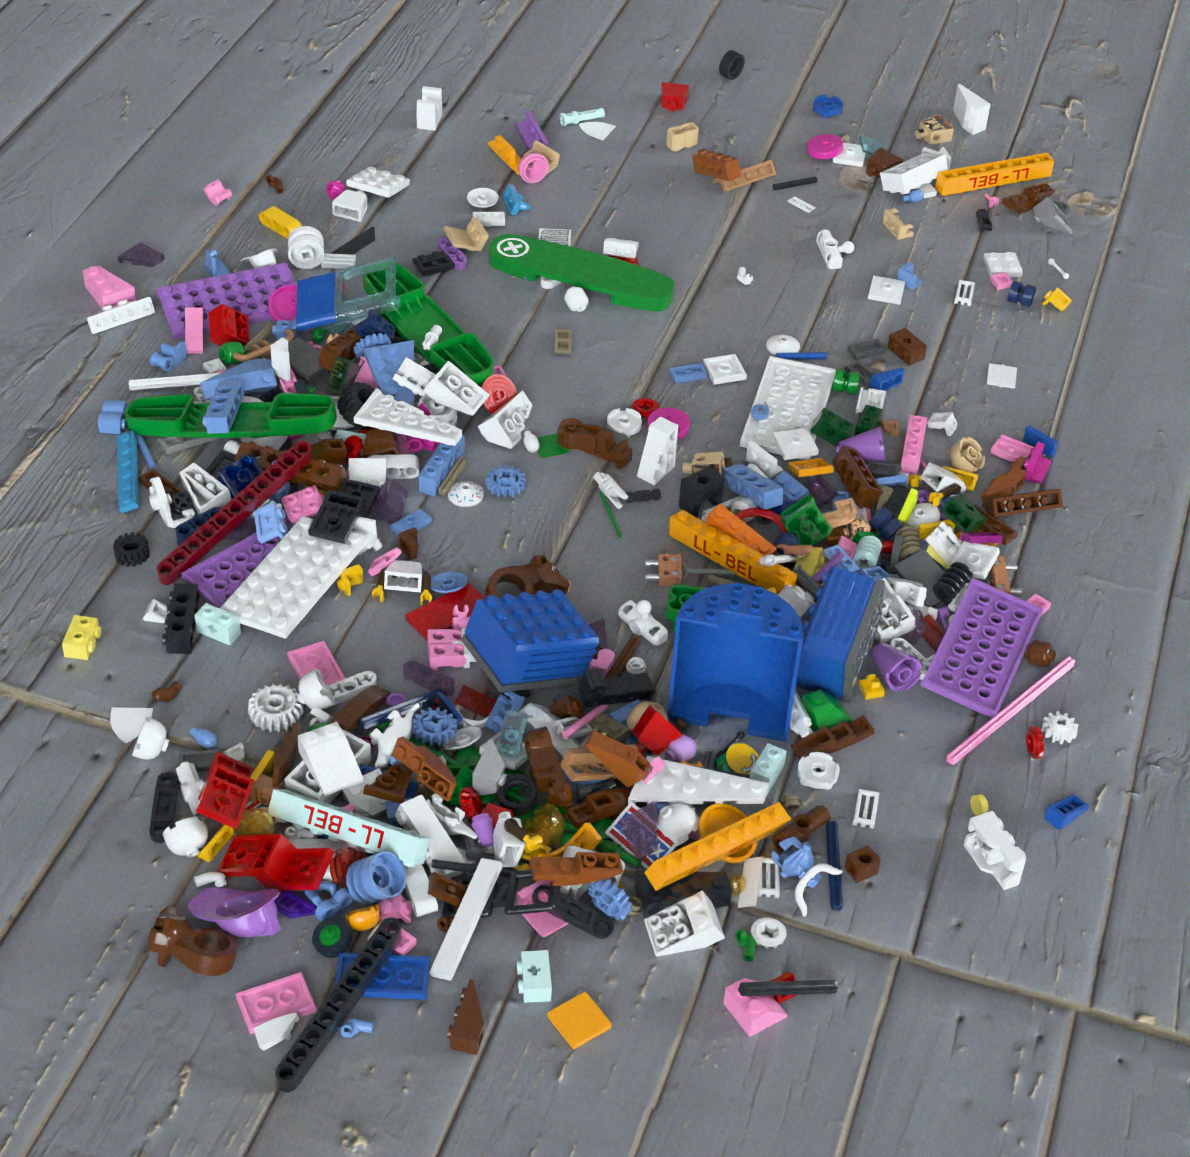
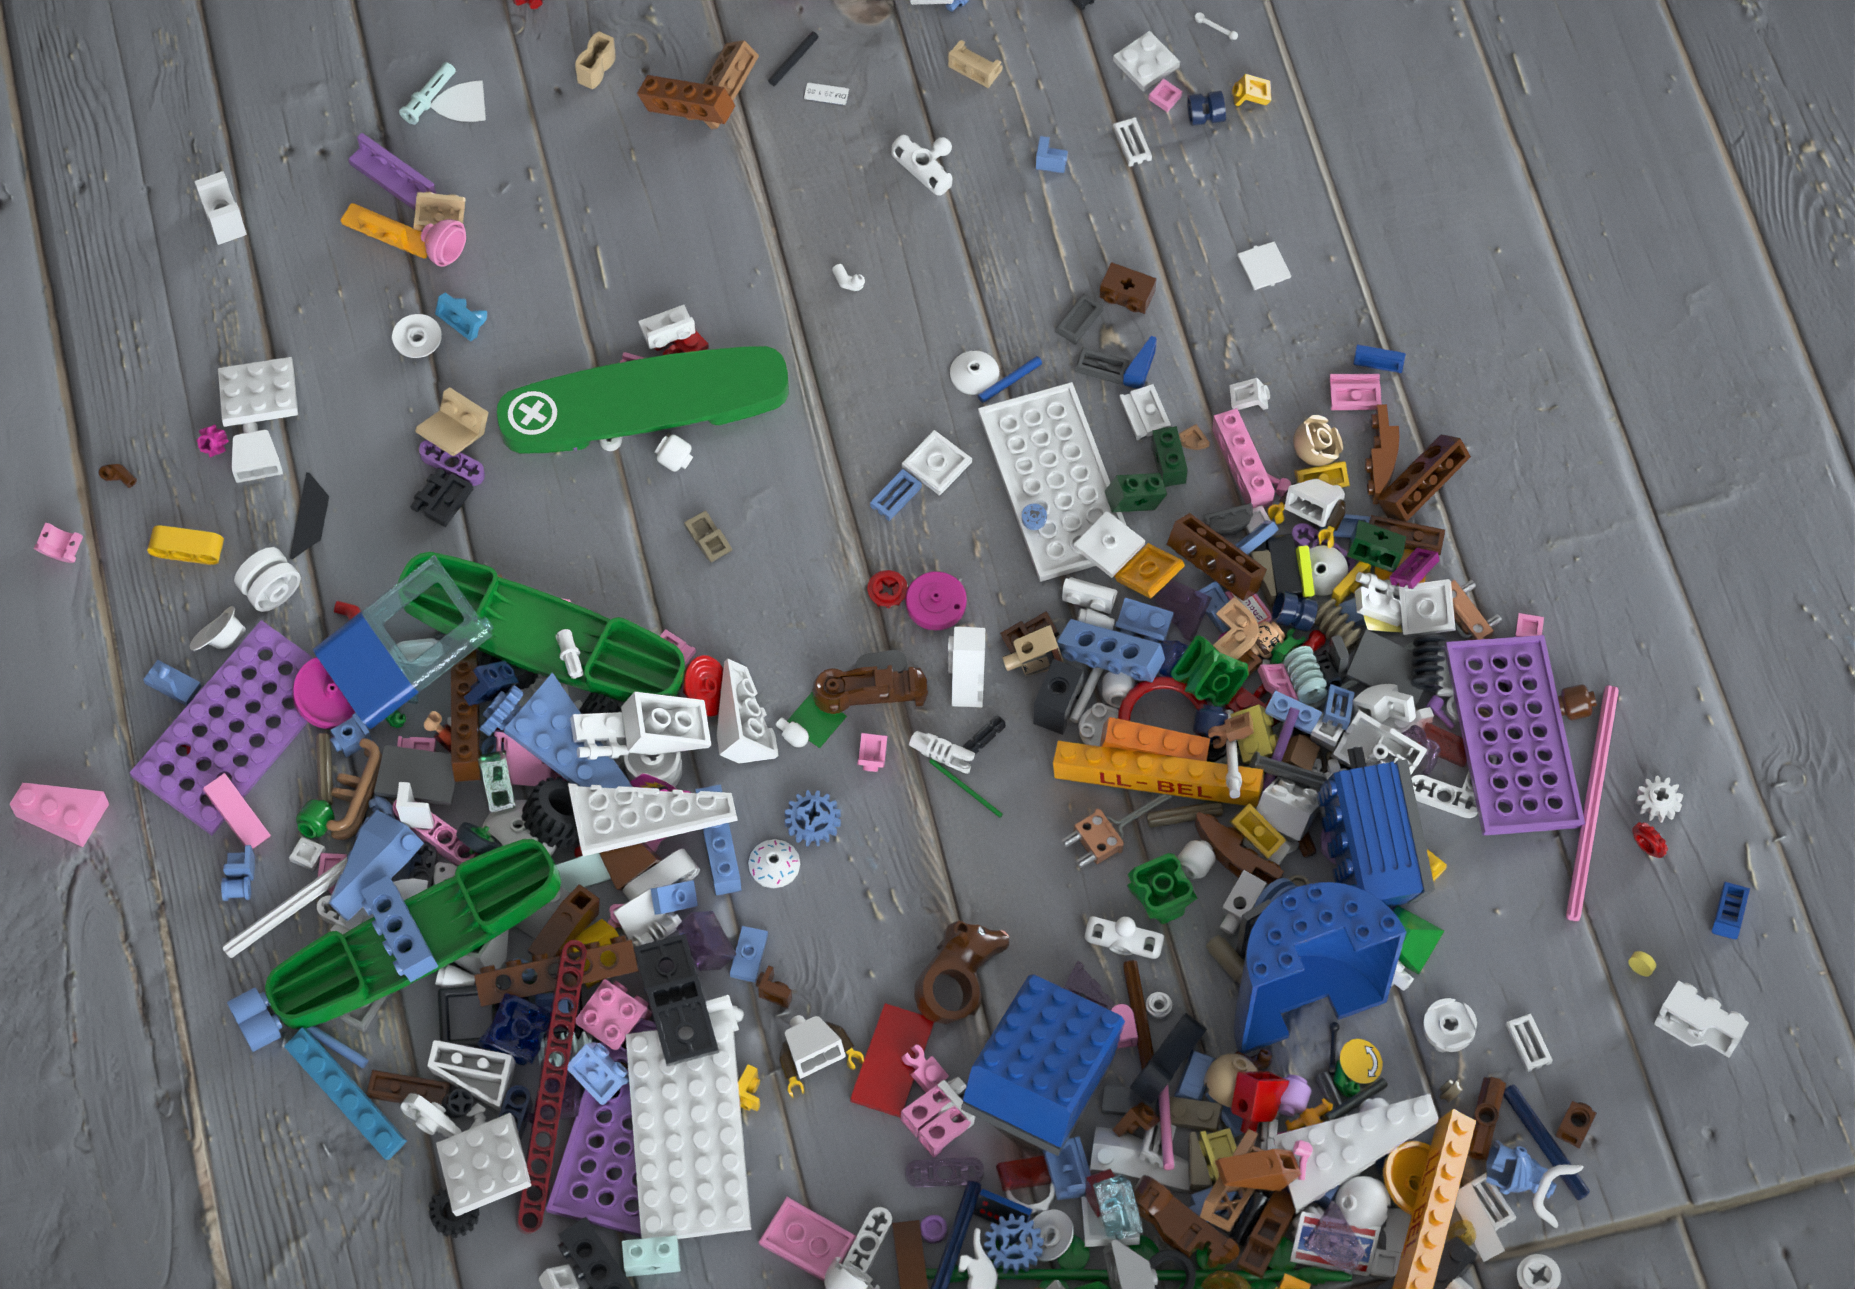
camera: 30 degrees left, 20 degrees up
(119, 314) = (109, 841): white bracket -> none
(142, 255) = (48, 717): clear purple wing -> none
(164, 529) = (483, 1164): none -> white plate
(228, 326) = (279, 781): red slope -> none
(338, 261) = (315, 562): white tile -> none
(353, 445) = (592, 876): red gear -> none
(383, 561) = (769, 1039): bright pink tile -> none
(387, 469) = (674, 897): none -> medium blue plate
(448, 582) = (863, 1011): medium blue dish -> none
(452, 476) = (741, 851): dark tan axle -> none
(490, 218) = (452, 370): white plate -> none
(558, 236) = (564, 354): tile -> none
(569, 469) = (872, 751): none -> bright pink bracket
(616, 421) = (871, 619): white plate -> none
(769, 765) = (1399, 1060): light aqua brick -> none
(835, 738) = (1436, 970): reddish brown slope -> none
(846, 381) = (1106, 397): green wheel -> none
(868, 445) = (1192, 495): medium lavender cone -> none
(886, 290) = (1036, 195): white plate -> none
(896, 667) = (1445, 825): medium lavender cone -> none
(1036, 466) = (1400, 402): dark pink bracket -> none

